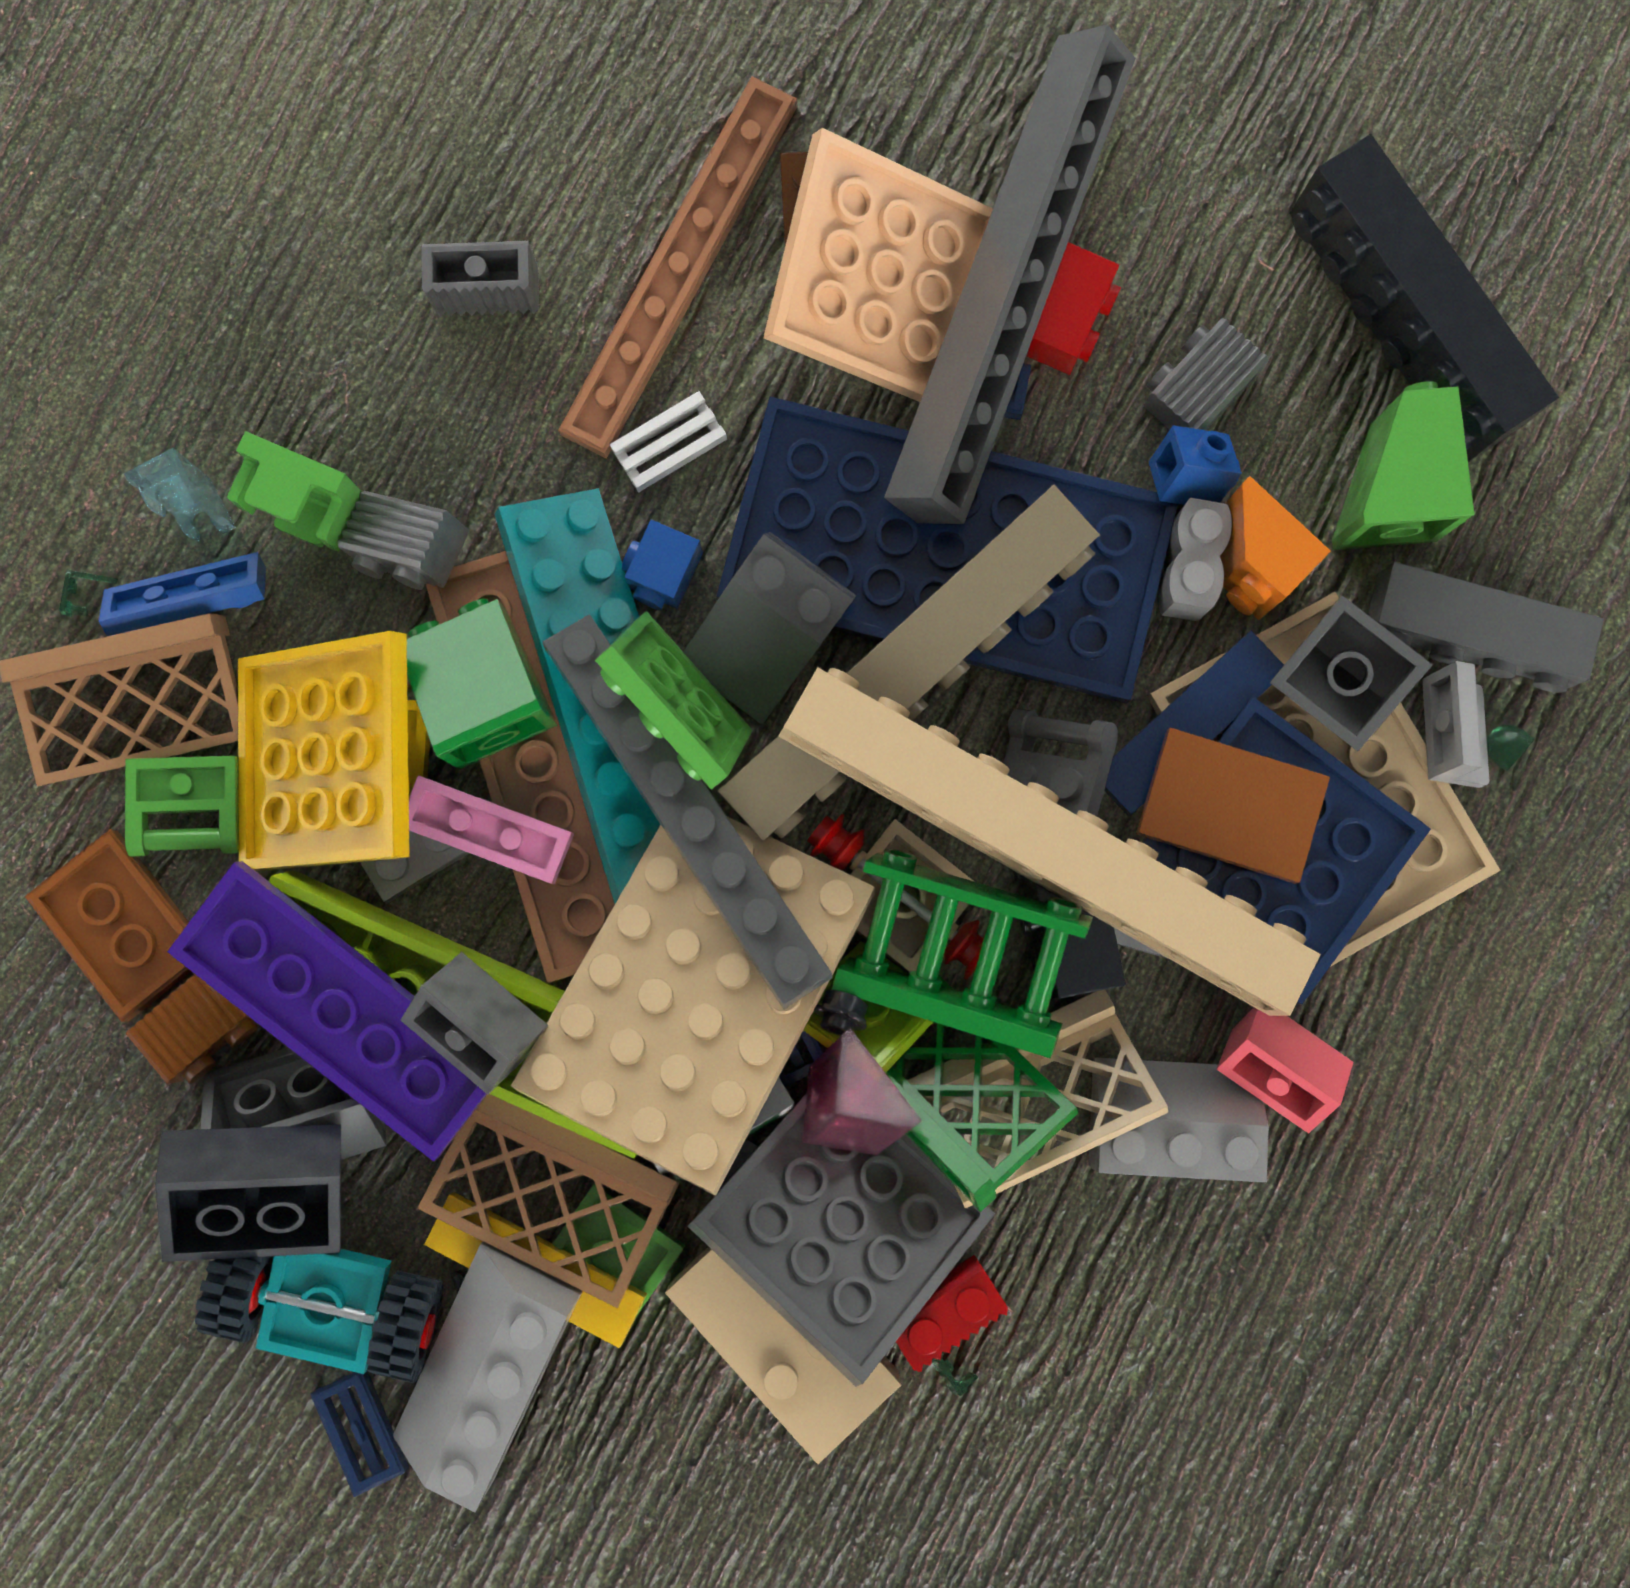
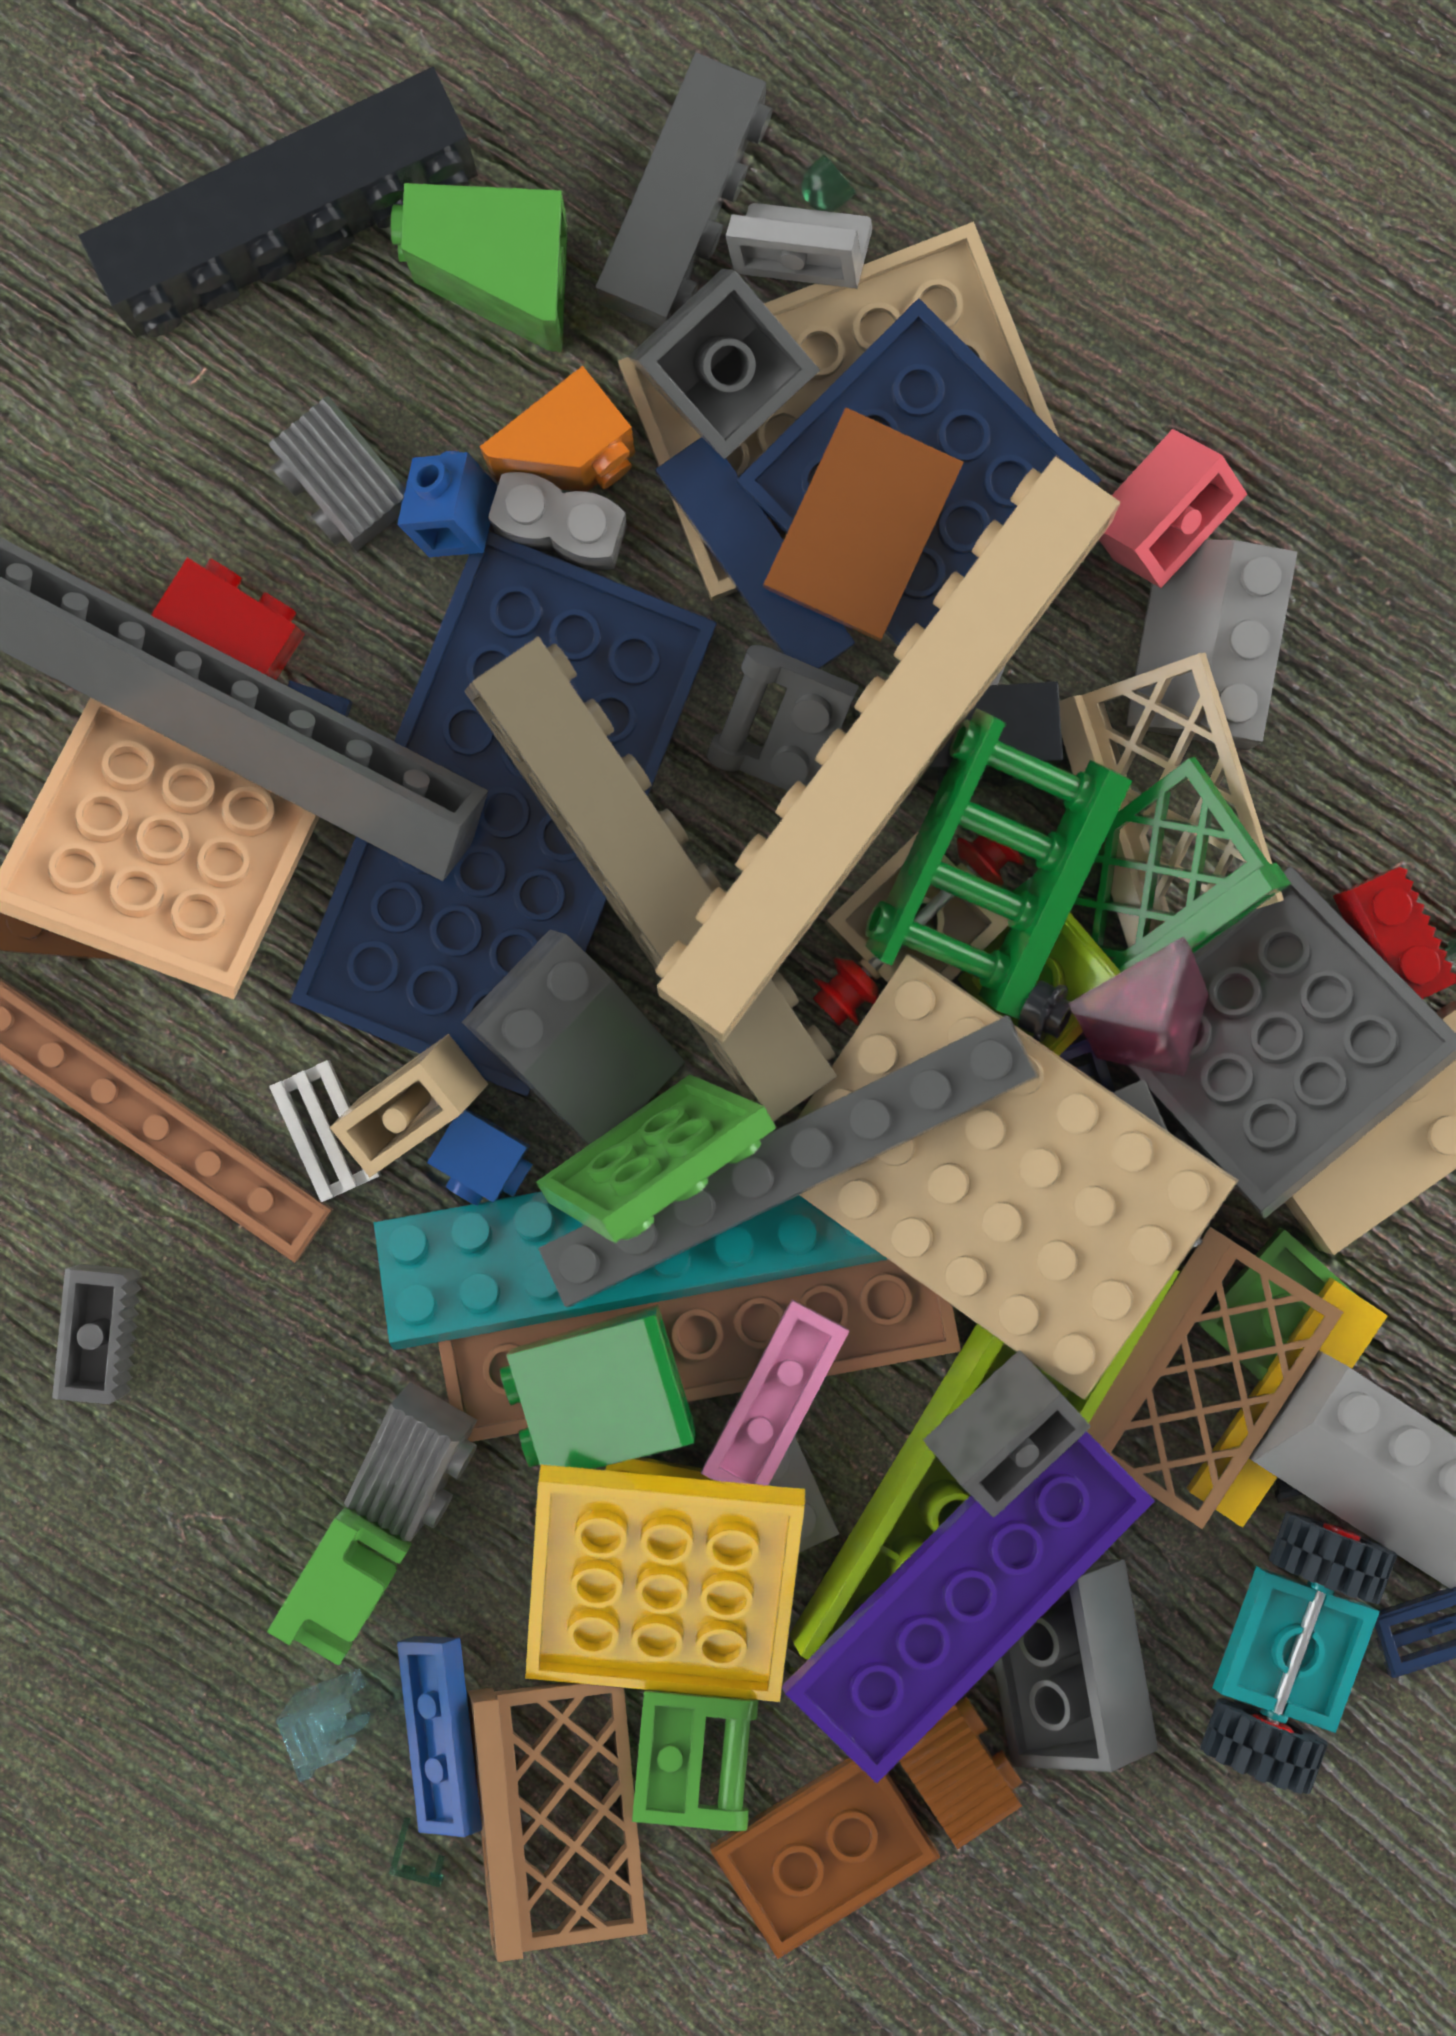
camera: 90 degrees left, 5 degrees up
(249, 1192) = (1162, 1712): black brick -> none
(696, 498) = (409, 1105): none -> tan brick

